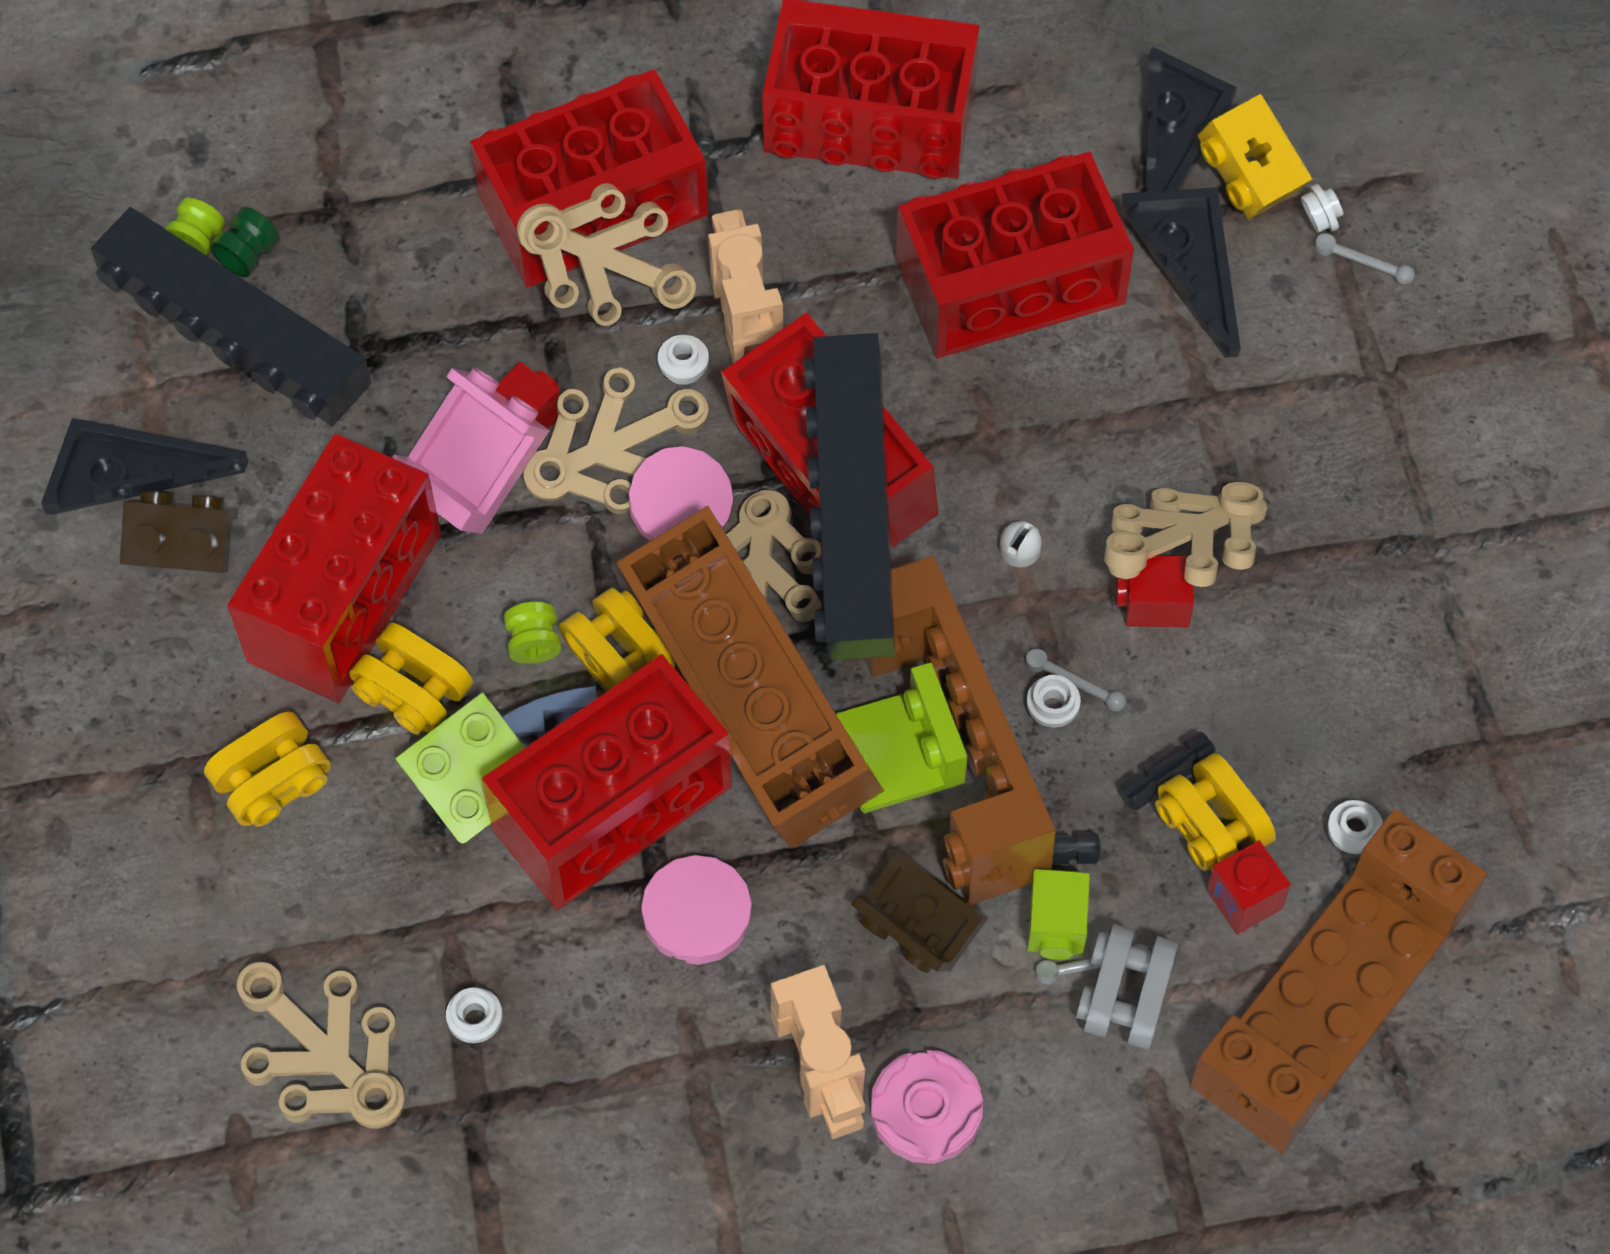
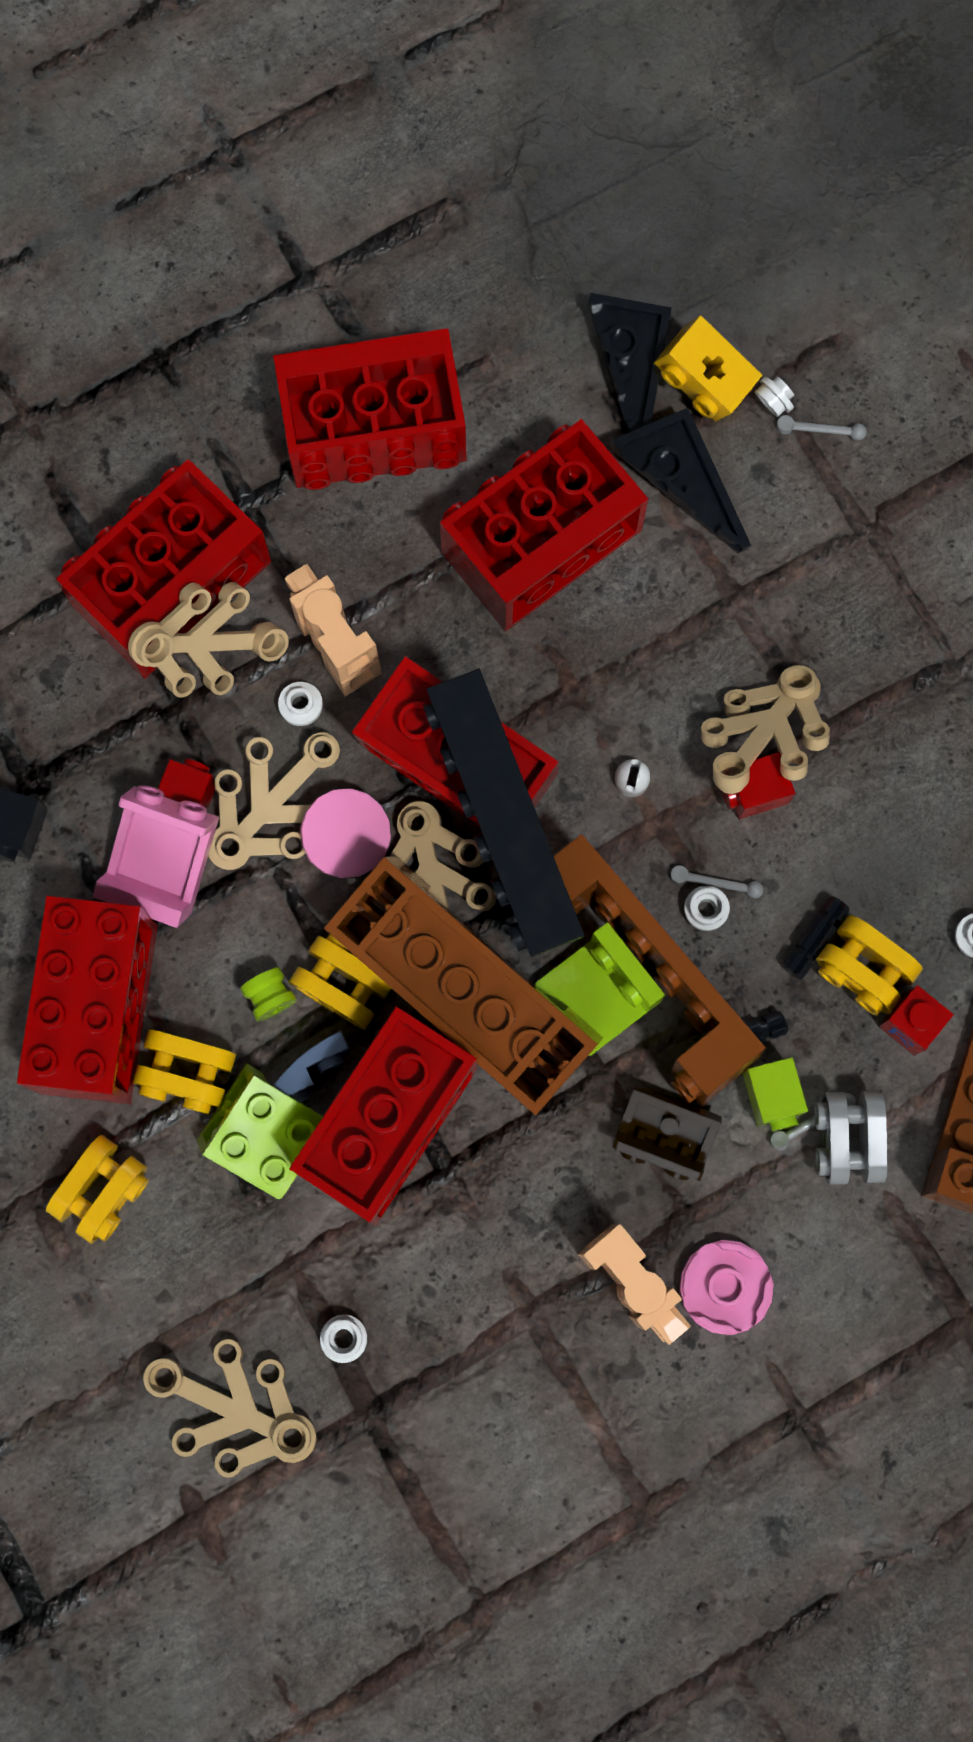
camera: 20 degrees left, 15 degrees up
(696, 909) = (487, 1185): bright pink tile -> none

